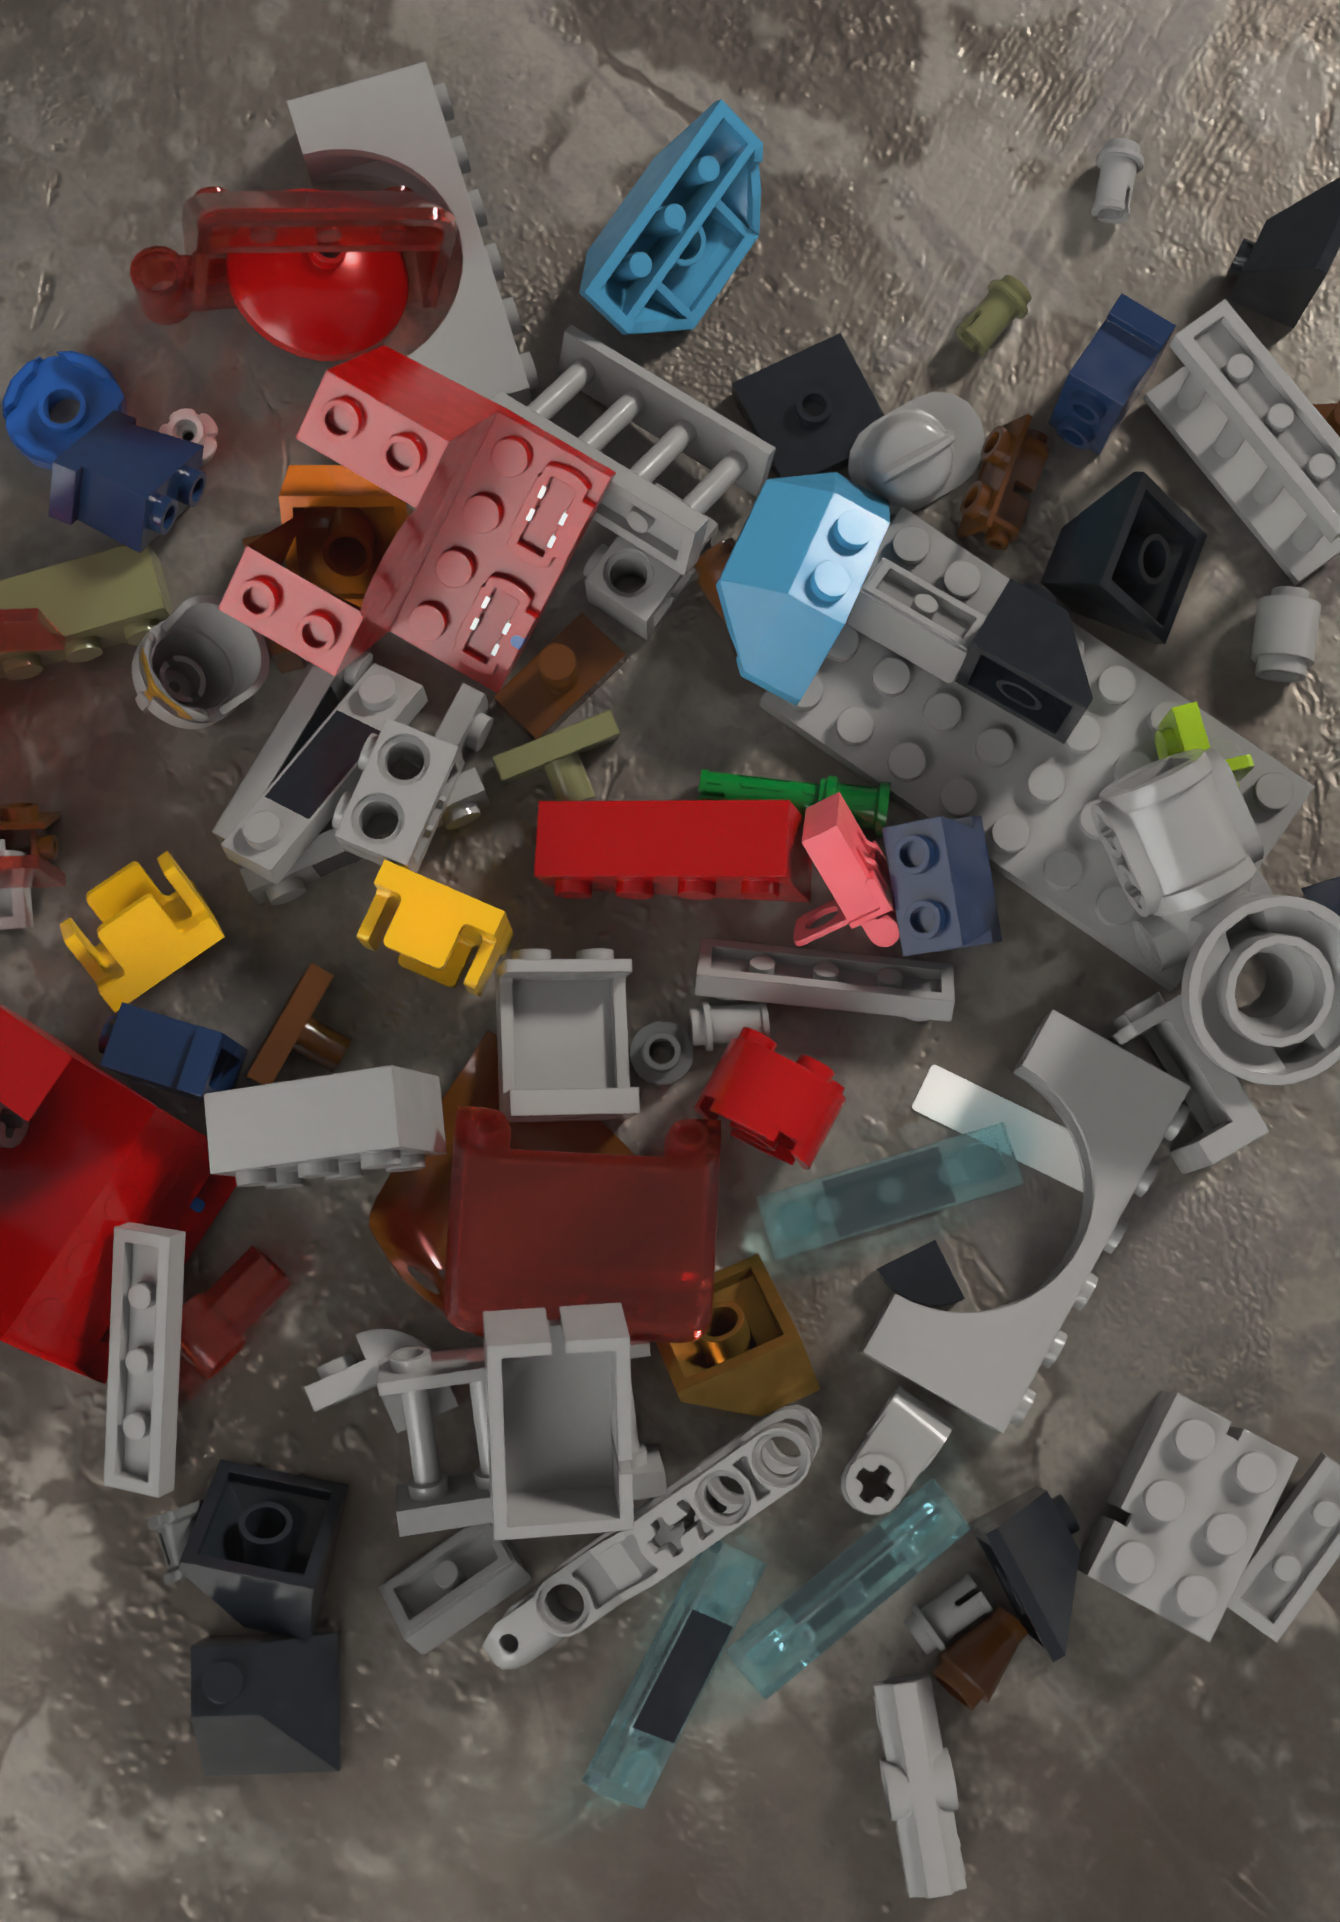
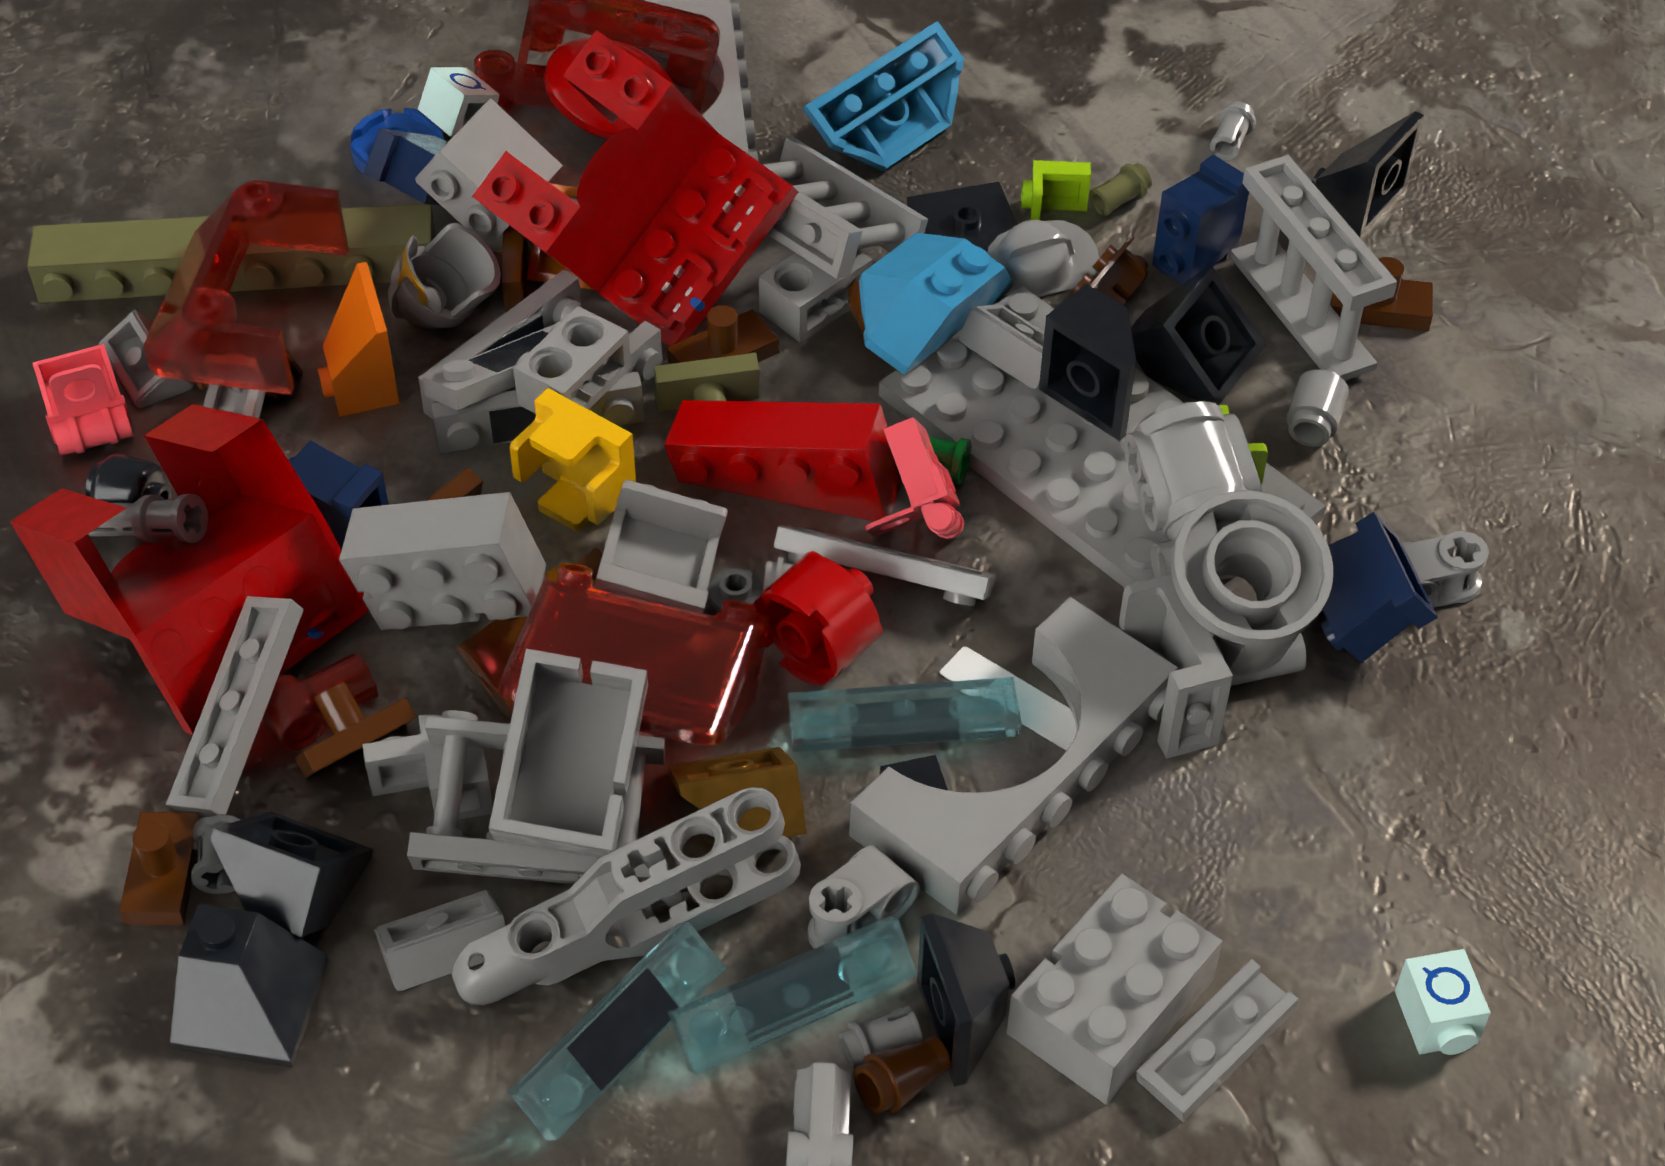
camera: 10 degrees right, 30 degrees down
(124, 794) = (358, 351): none -> orange slope
(124, 1563) = (160, 869): none -> reddish brown tile
(126, 338) = (454, 97): none -> light aqua brick
(142, 930) = (343, 417): yellow panel -> none
(208, 483) = (470, 157): none -> light grey panel
(282, 1354) = (350, 727): none -> reddish brown tile
(913, 329) = (1056, 187): none -> lime bracket
(941, 884) = (995, 500): dark blue hips -> none

